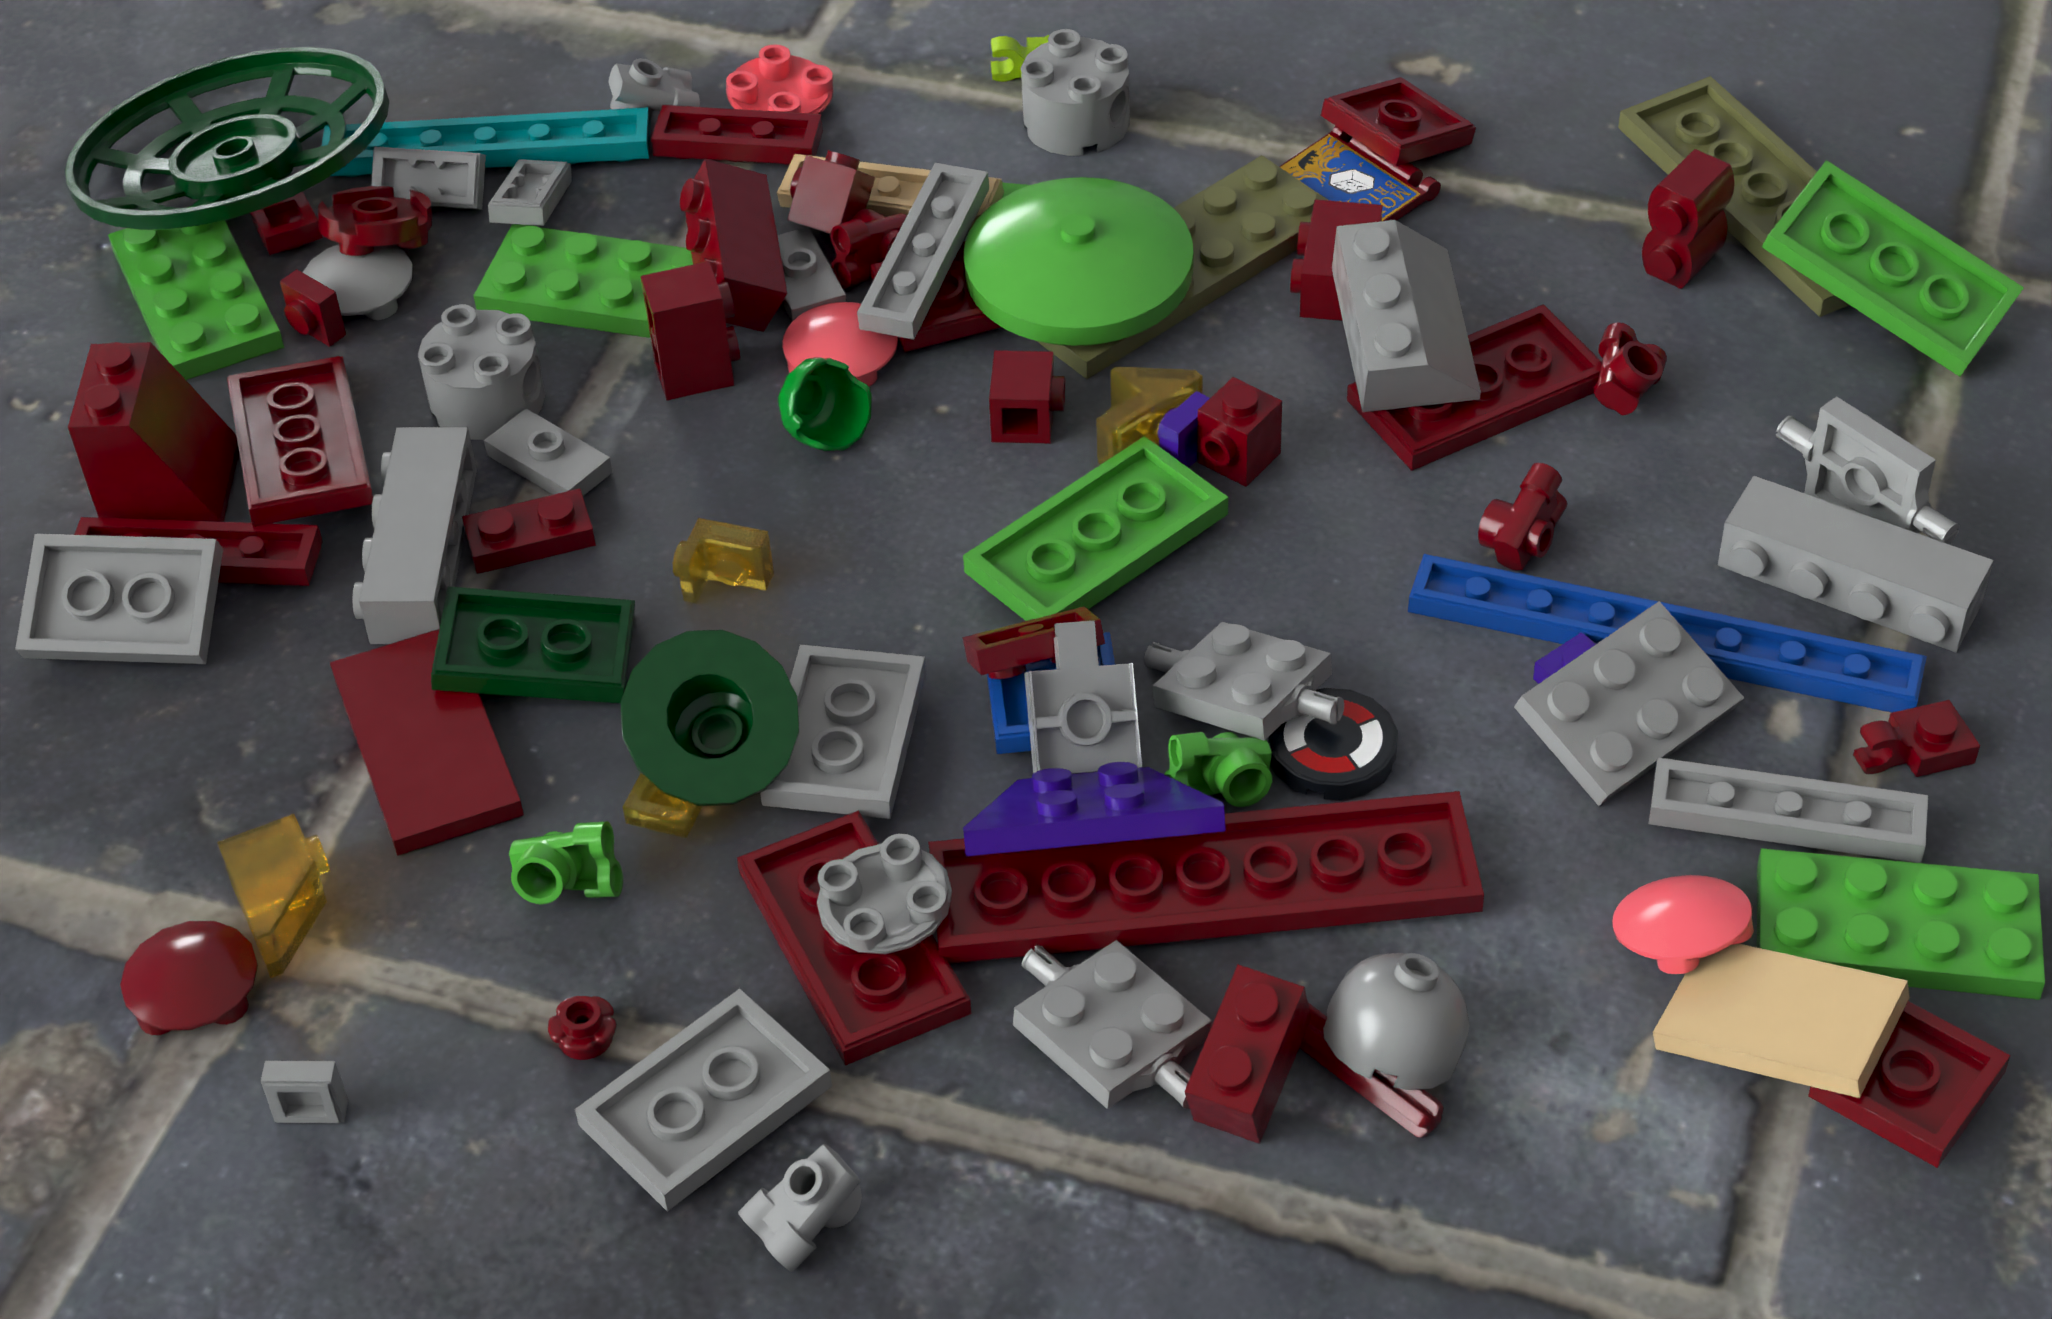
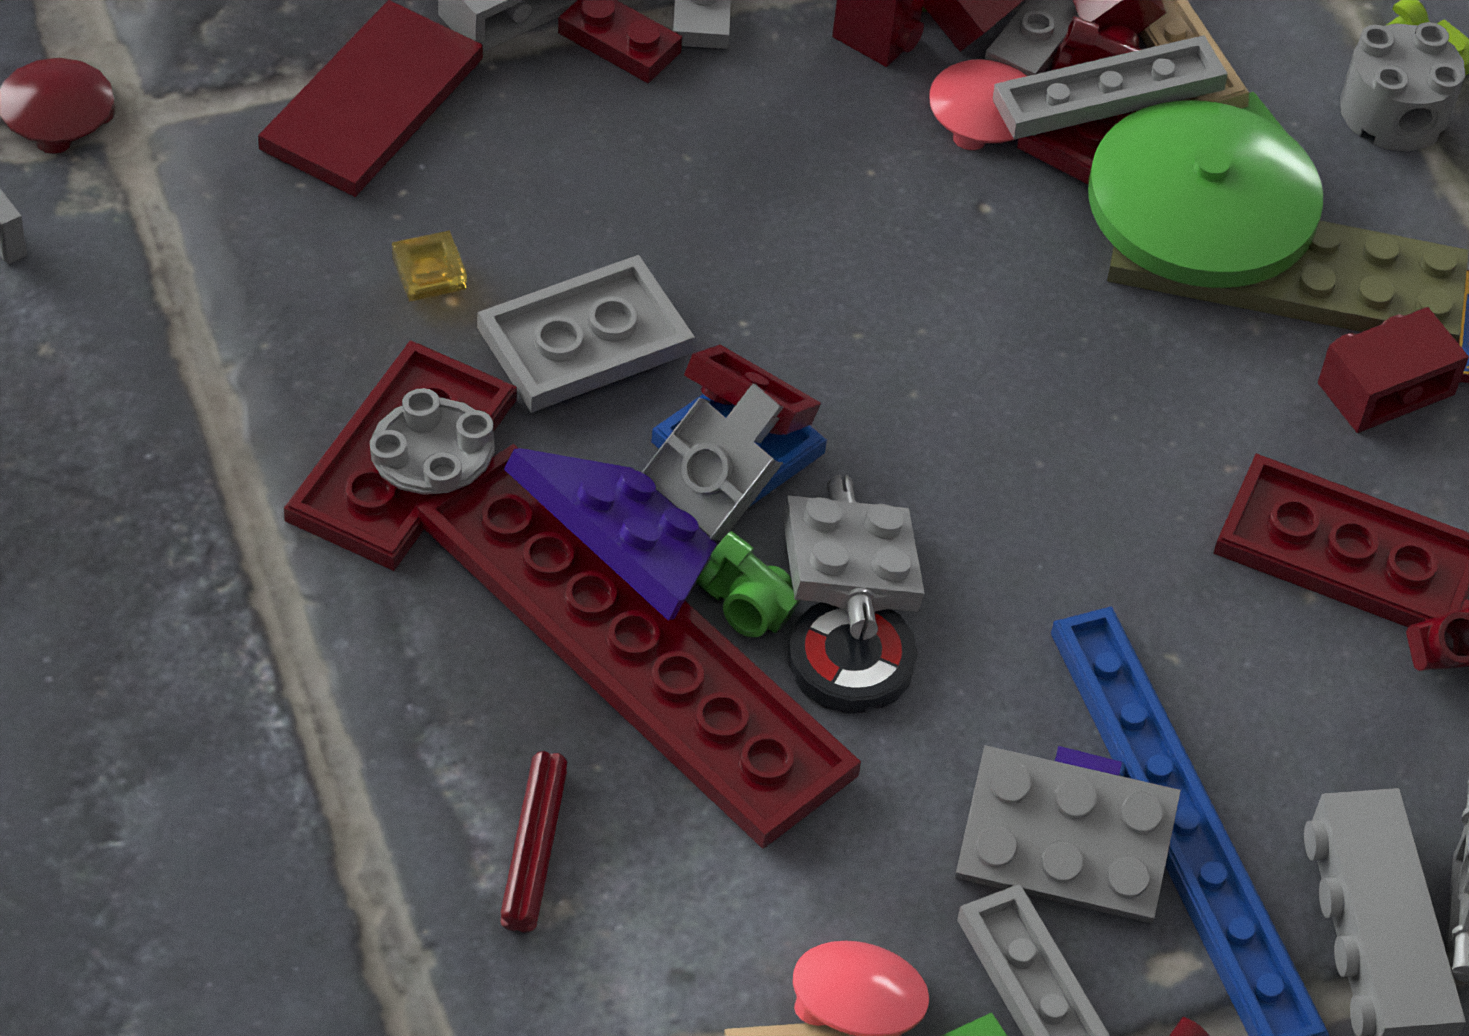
camera: 45 degrees right, 5 degrees up
(277, 886) = (157, 97): clear yellow slope -> none
(533, 645) = (506, 103): dark green tile -> none
(567, 862) = (317, 239): bright green plate -> none
(585, 1039) = (187, 344): dark red plate -> none
(703, 1099) = (174, 449): light grey plate -> none
(710, 717) = (496, 235): dark green piece -> none
(722, 554) = (687, 153): clear yellow bracket -> none
(810, 1197) = (122, 559): light grey plate -> none
(824, 405) = (894, 126): green hair -> none
(1024, 396) = (1028, 245): dark red brick -> none
(1096, 533) = (929, 376): bright green plate -> none
(1111, 1023) = (444, 662): light grey plate -> none
(1139, 403) = (1096, 341): clear yellow slope -> none
(1179, 429) = (1090, 373): dark purple plate -> none
(1239, 431) = (1120, 405): dark red brick -> none
(1248, 1053) = (462, 756): dark red brick -> none
(1399, 1019) = (578, 842): light grey cylinder -> none
(1401, 318) = (1339, 438): light grey slope -> none
(1528, 524) = (1201, 657): dark red plate -> none

